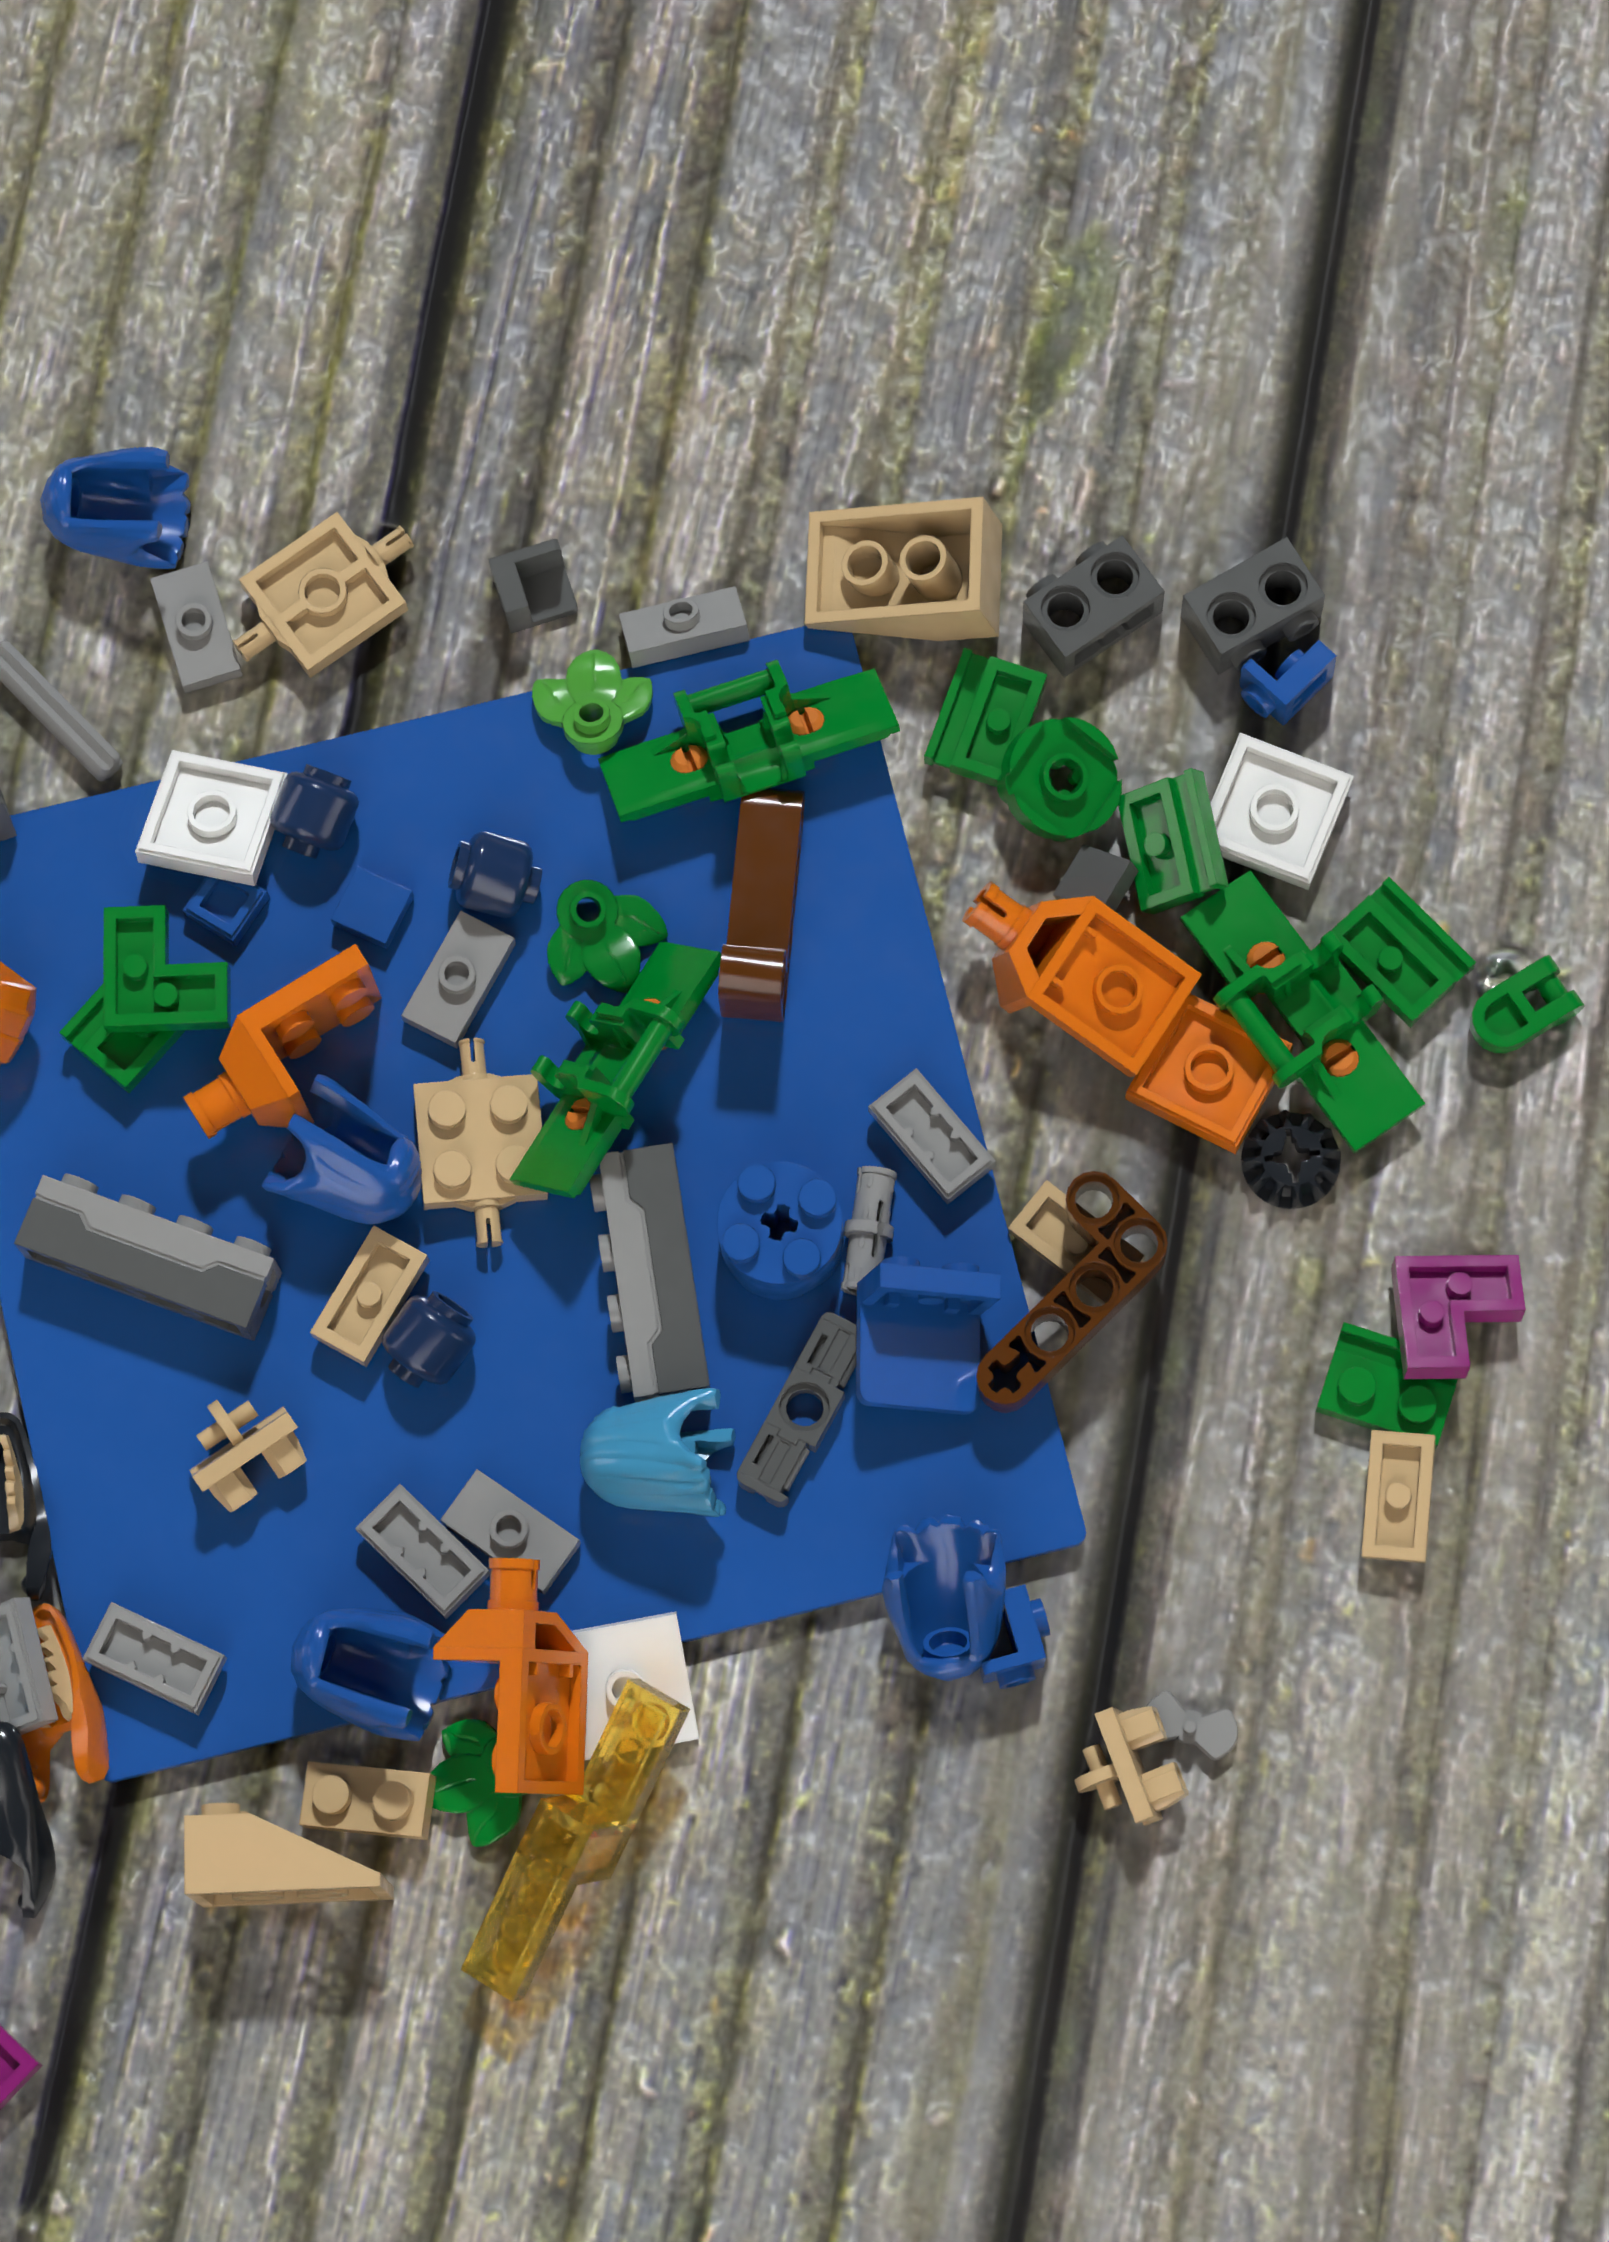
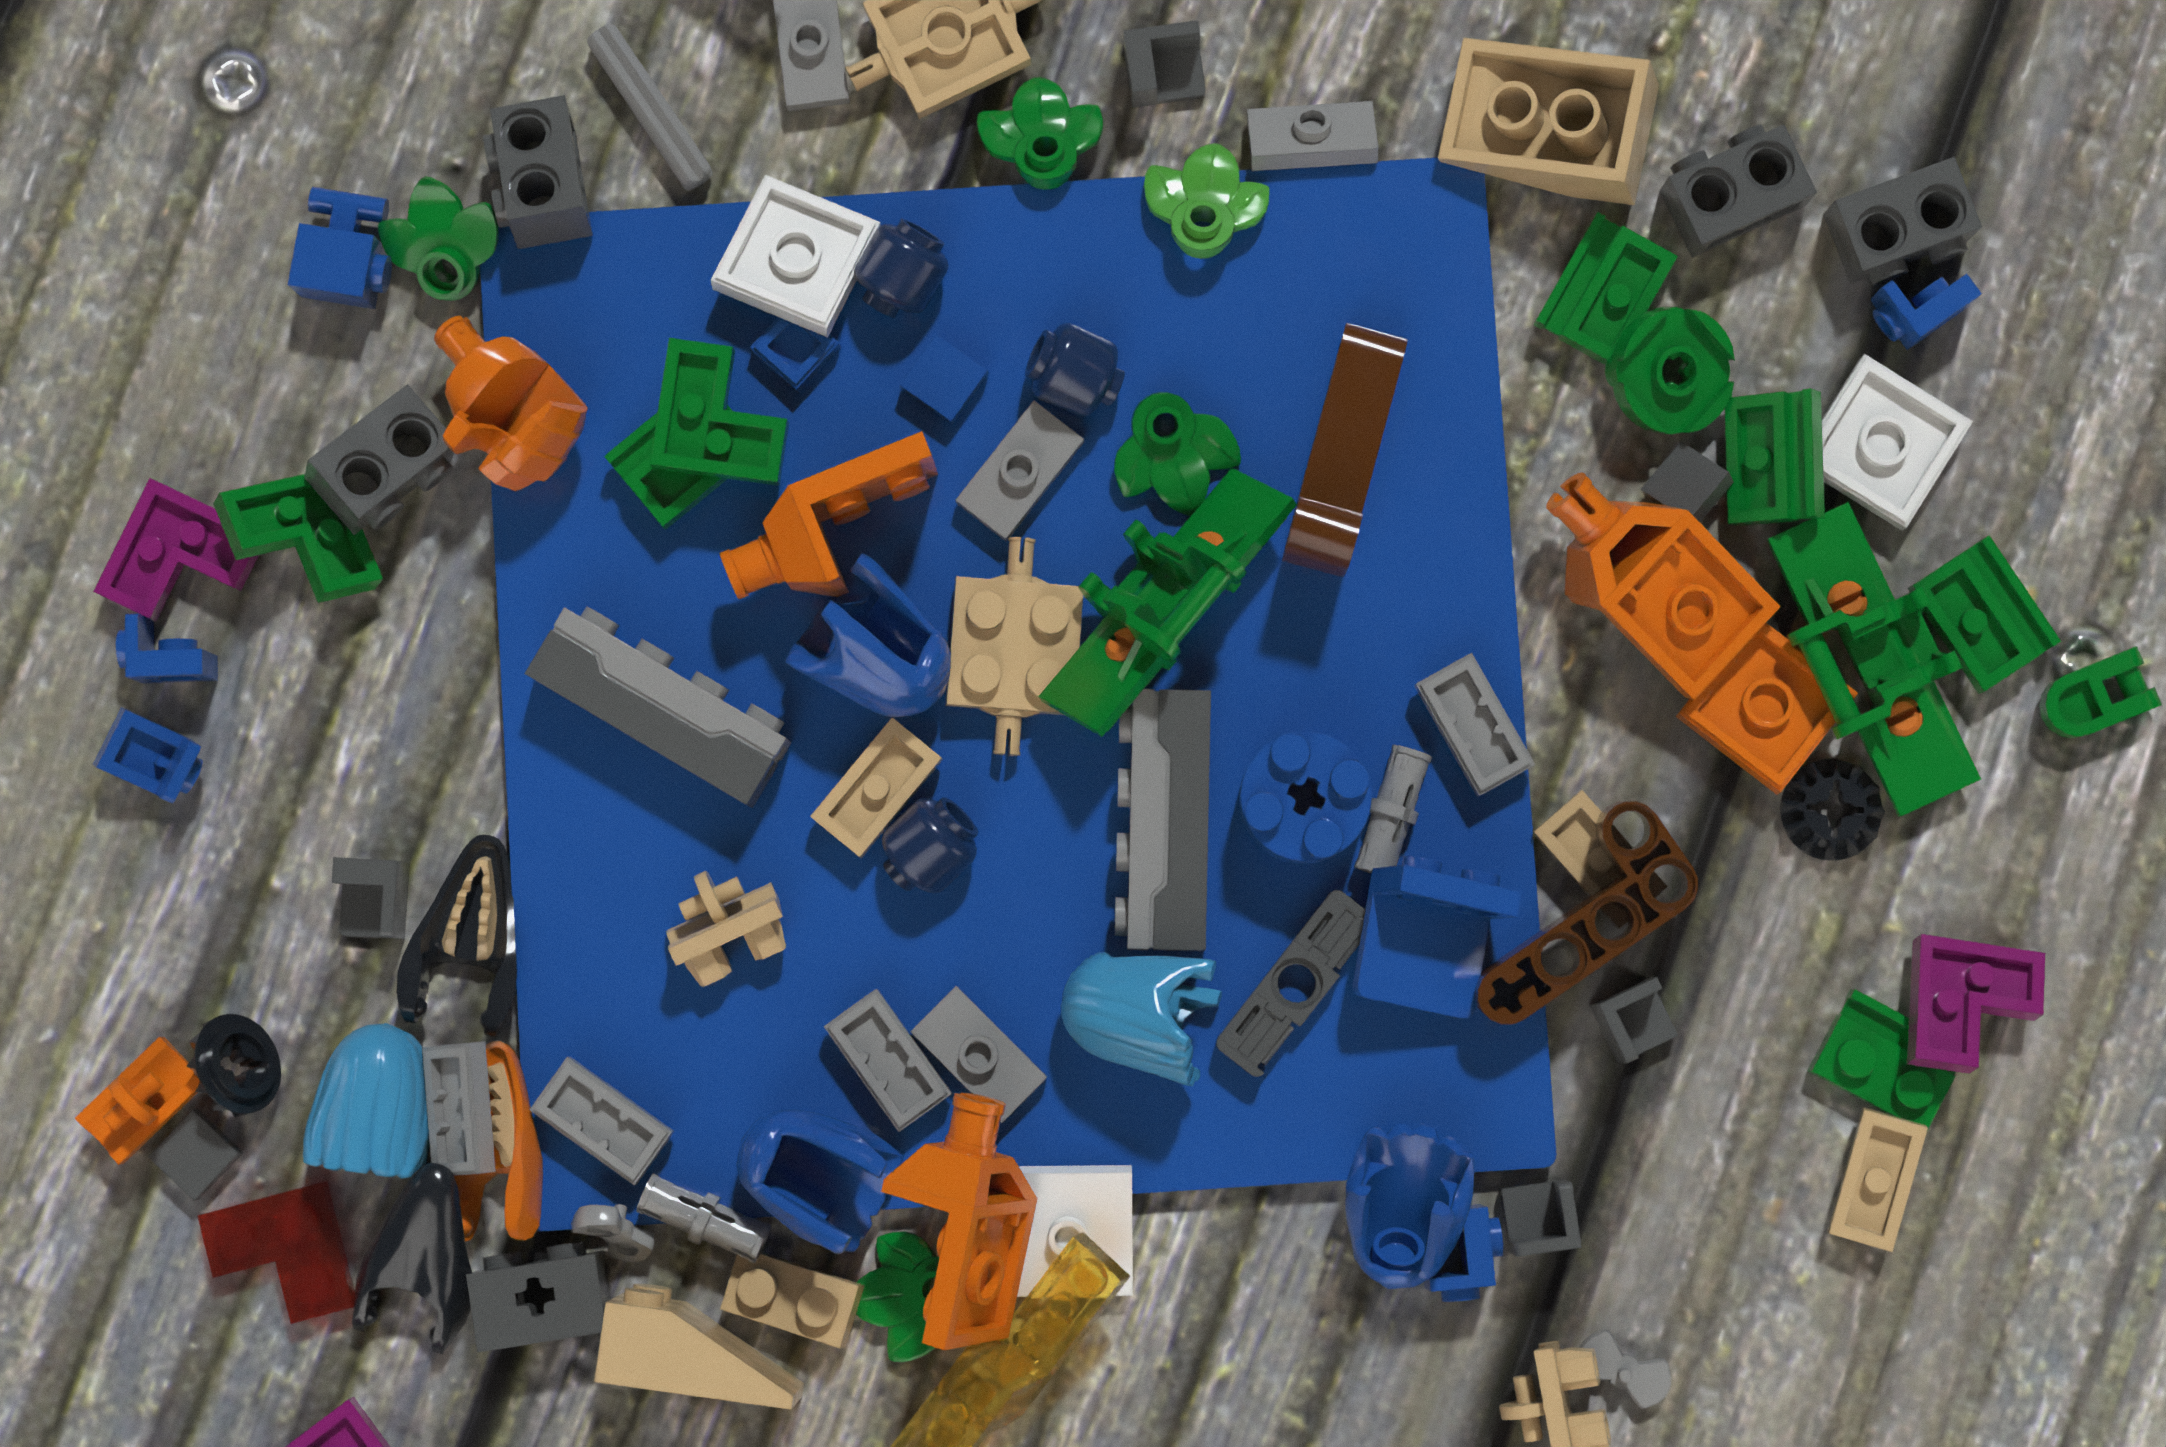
camera: 10 degrees right, 10 degrees up
(96, 1871) = (508, 1320): none -> dark grey brick
(173, 1753) = (609, 1223): none -> light grey piece
(268, 1735) = (703, 1218): none -> light grey pin
(427, 669) = (1041, 125): none -> green plate
(727, 766) = (1364, 294): green piece -> none
(1080, 1592) = (1540, 1217): none -> dark grey panel
(1136, 1387) = (1634, 1020): none -> dark grey panel

